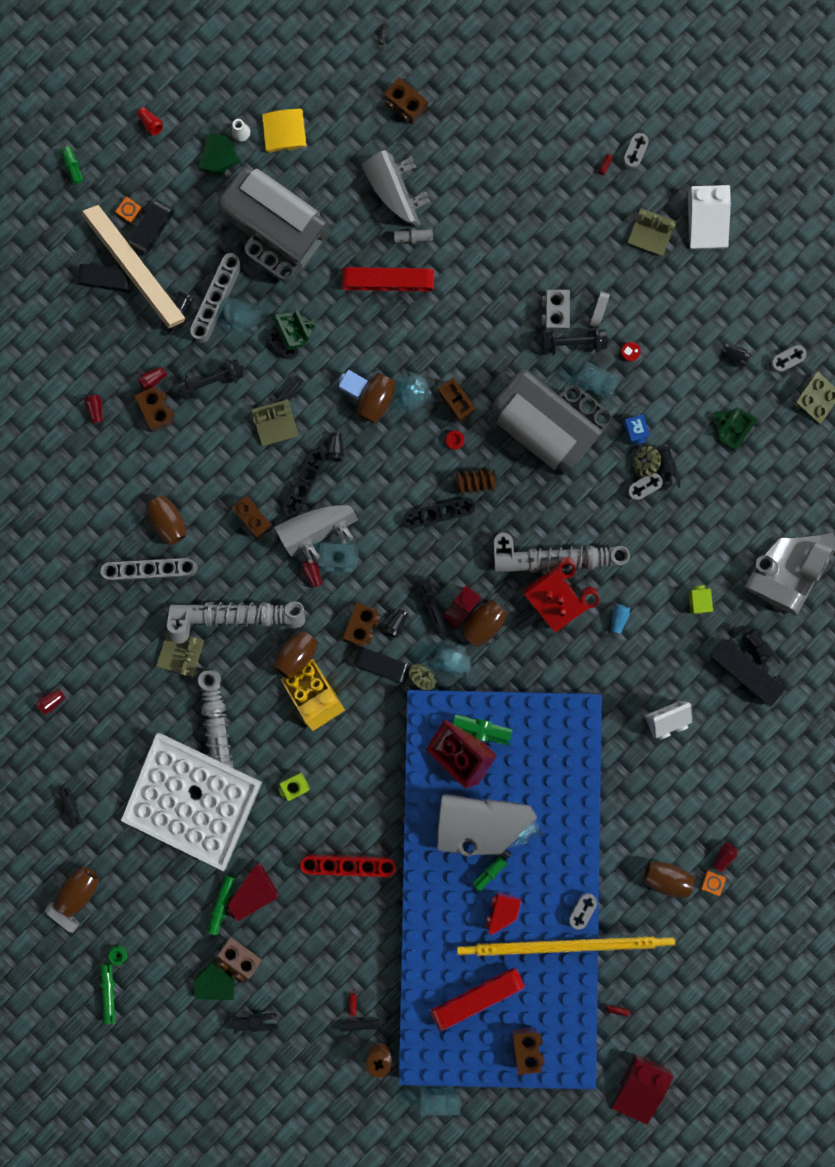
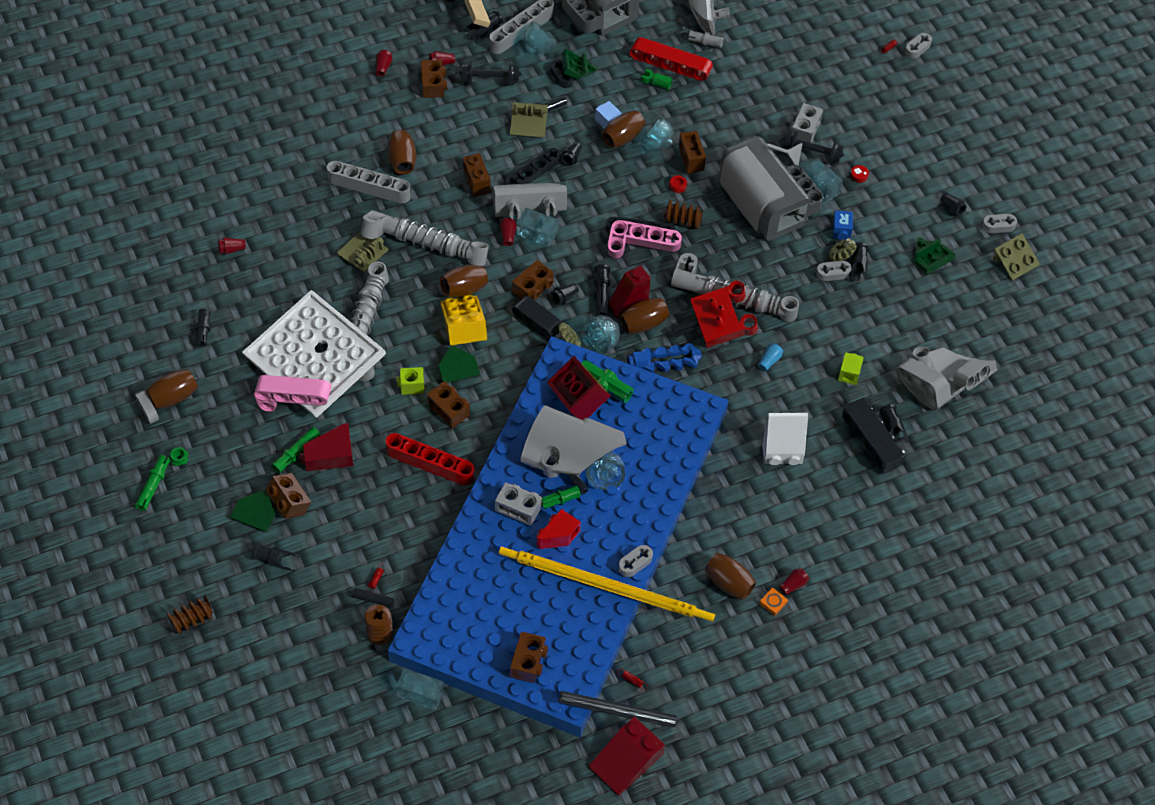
camera: 15 degrees right, 30 degrees down
(192, 858) = (290, 390): none -> bright pink beam
(209, 1116) = (190, 615): none -> reddish brown piece
(329, 750) = (458, 365): none -> dark green slope
(337, 803) = (445, 406): none -> reddish brown brick
(383, 312) = (656, 79): none -> green bar
(451, 531) = (644, 240): none -> bright pink beam
(454, 904) = (516, 507): none -> light grey brick
(477, 999) = (500, 595): red beam -> none
(501, 674) = (643, 358): none -> blue sword
(558, 363) = (793, 153): none -> light grey piece
(599, 309) = (845, 134): light grey beam -> none
(620, 1059) = (617, 709): none -> black axle
(651, 232) = (911, 99): olive hinge -> none
(709, 216) = (965, 103): white slope -> none

